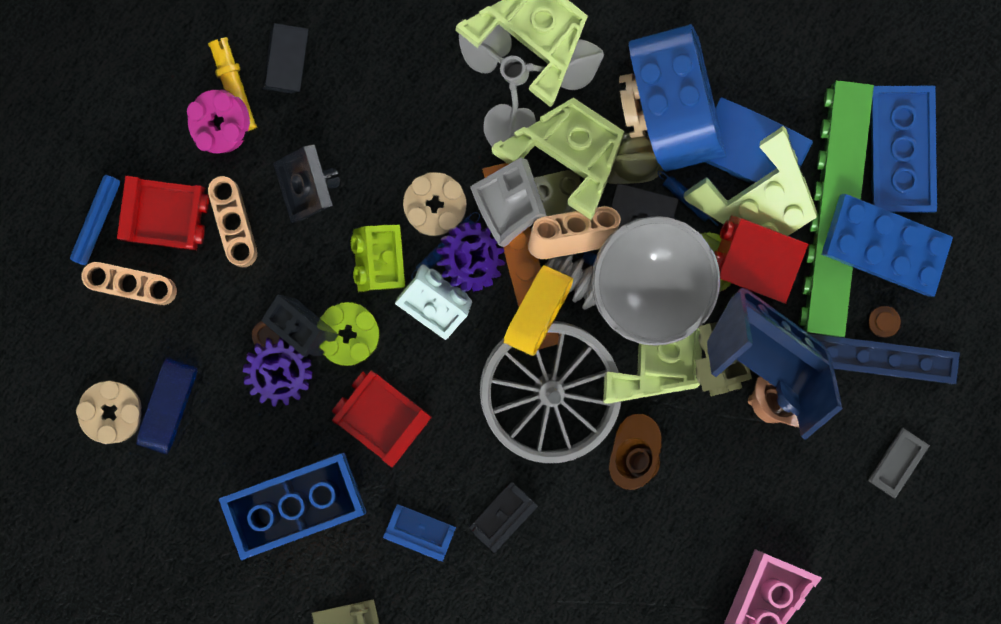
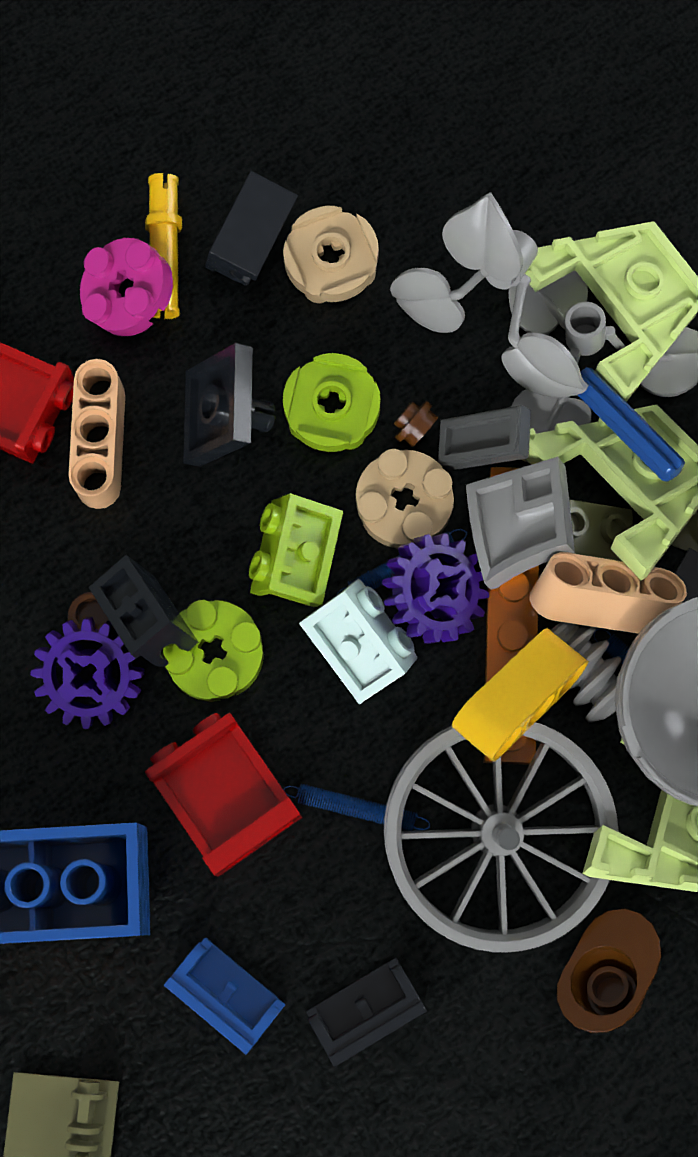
camera: 20 degrees right, 10 degrees down
(340, 77) = (326, 280): none -> tan plate
(383, 143) = (315, 381): none -> lime plate
(427, 154) = (414, 422): none -> reddish brown plate
(450, 50) = (485, 241): none -> light grey plant
(472, 154) = (484, 438): none -> dark grey tile
(494, 399) = (354, 803): none -> blue piece
(557, 120) = (631, 427): none -> blue axle

